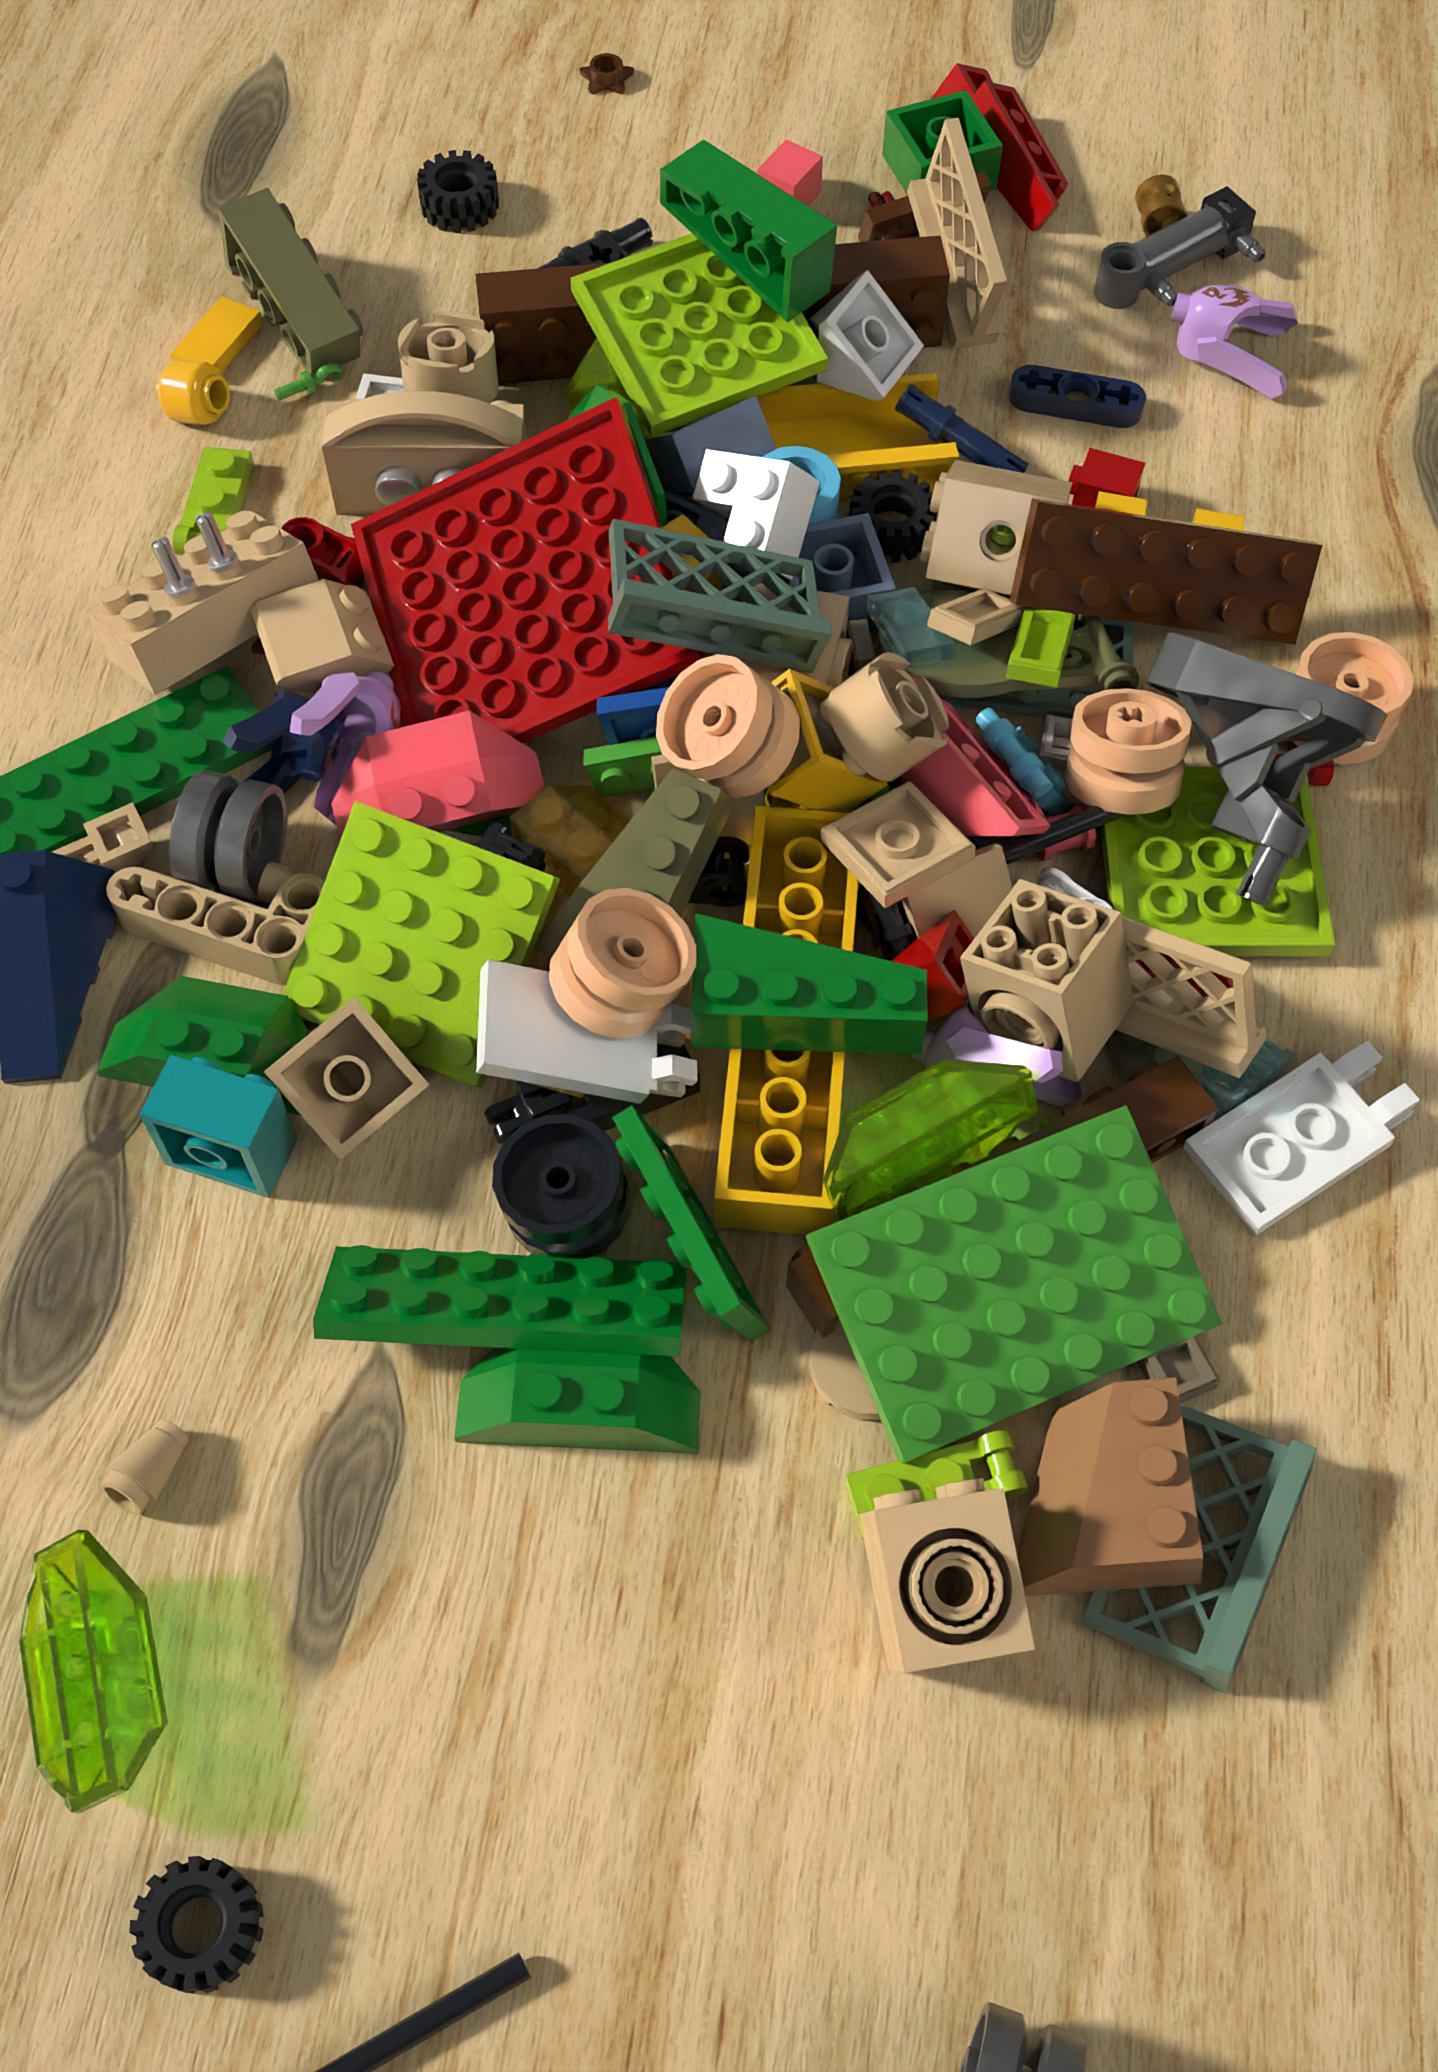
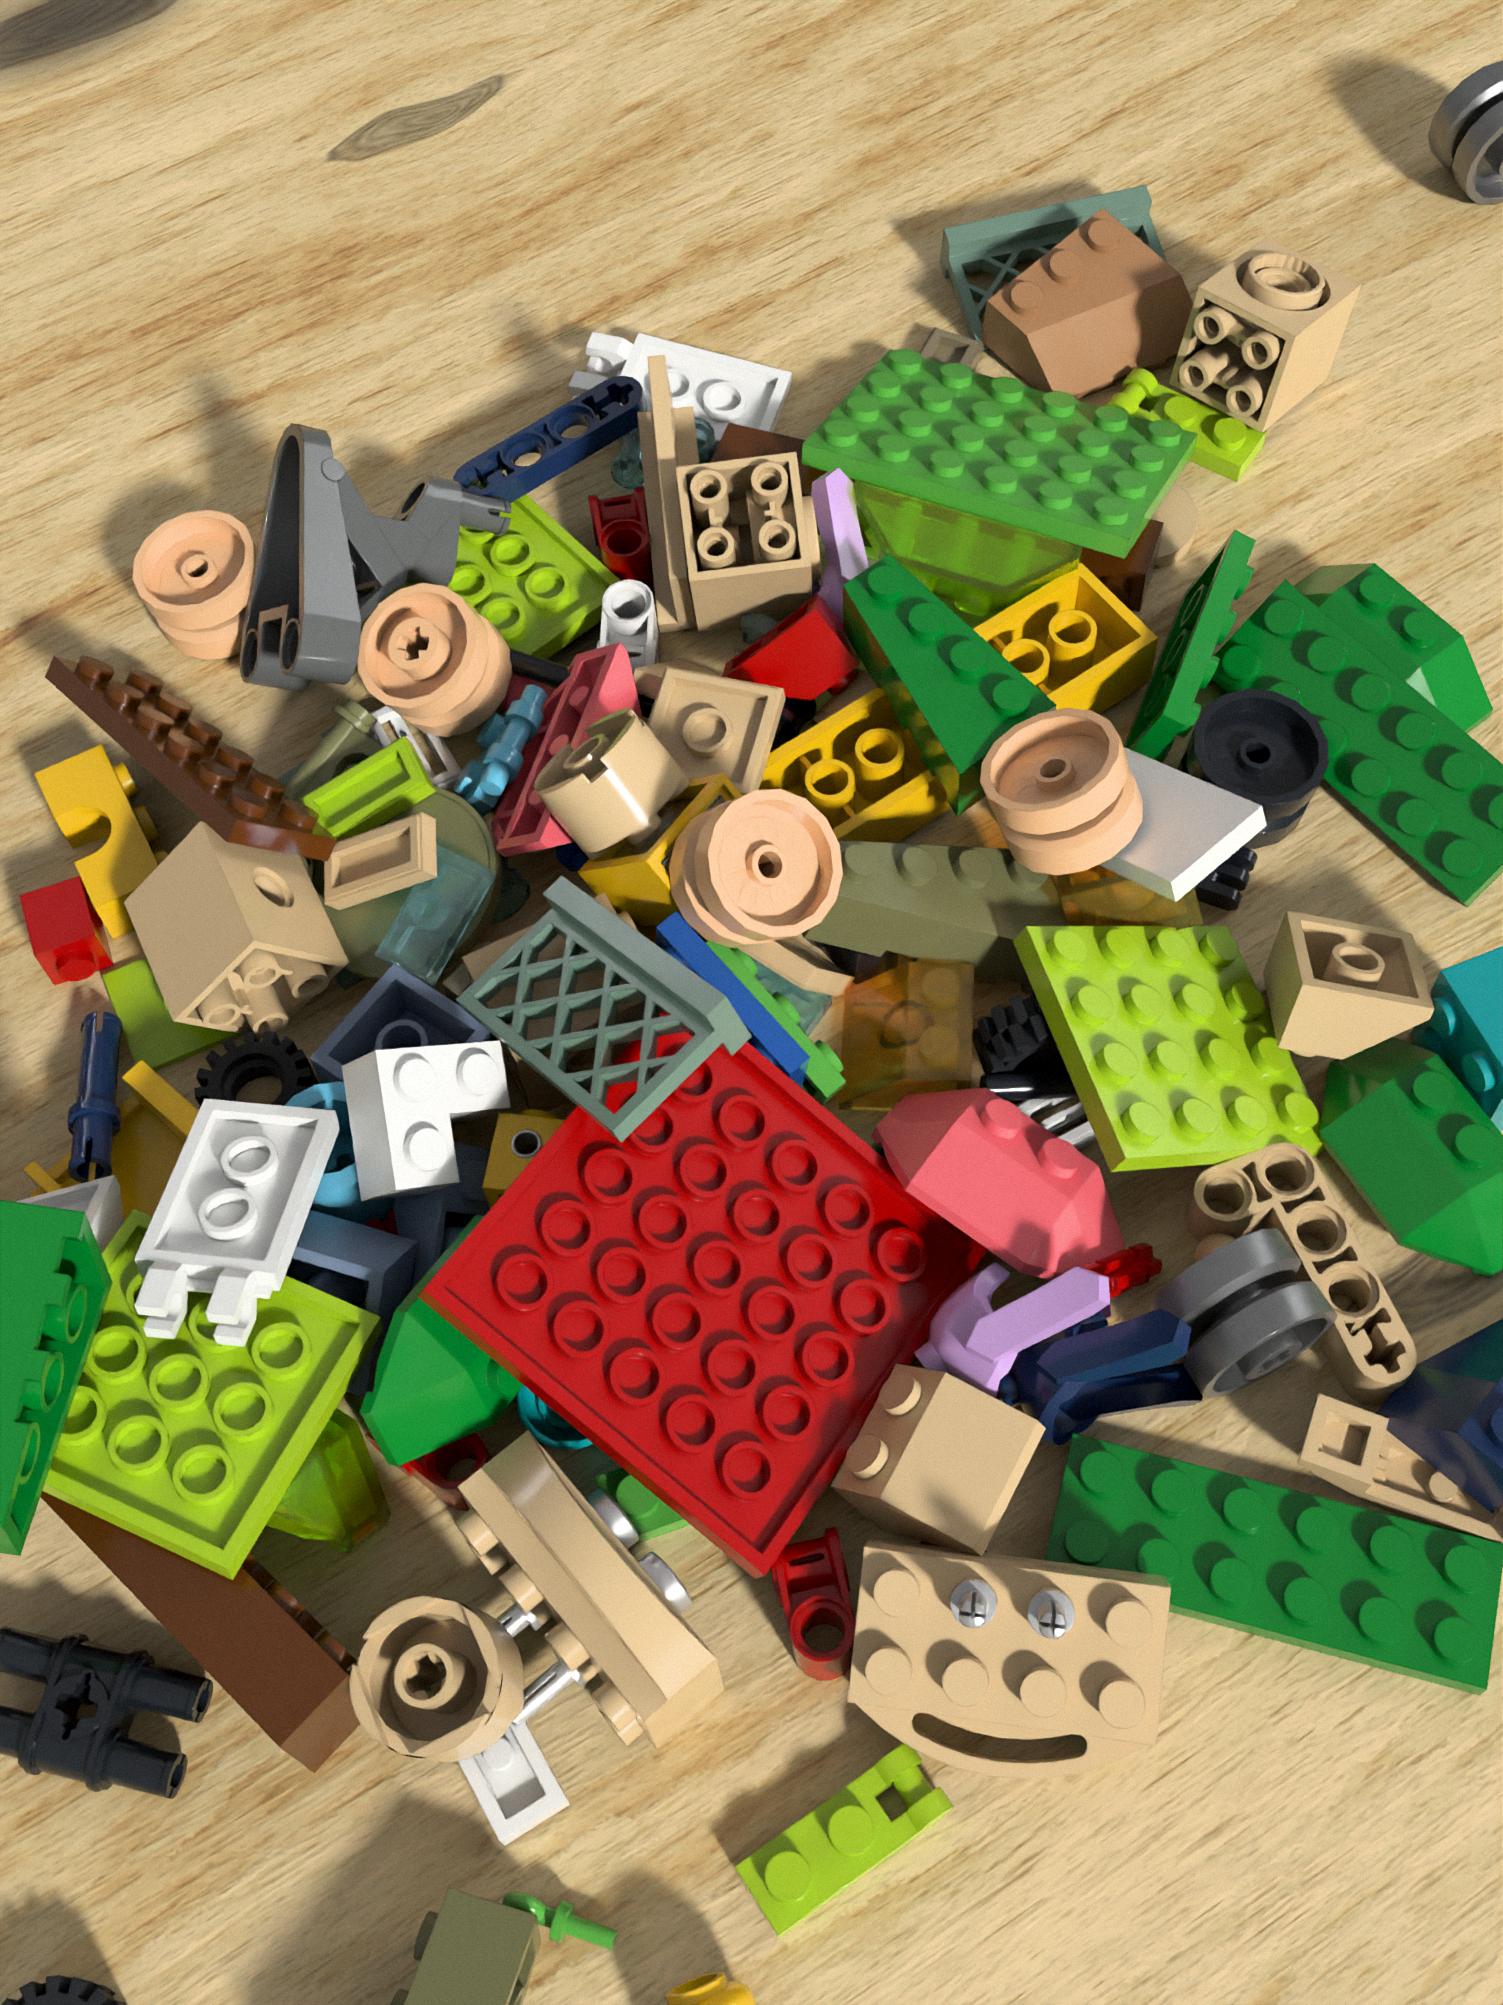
camera: 125 degrees left, 0 degrees up
(325, 806) = (1127, 1268): none -> red axle
(776, 387) = (232, 1214): none -> white tile
(1304, 974) = (546, 439): none -> dark blue beam

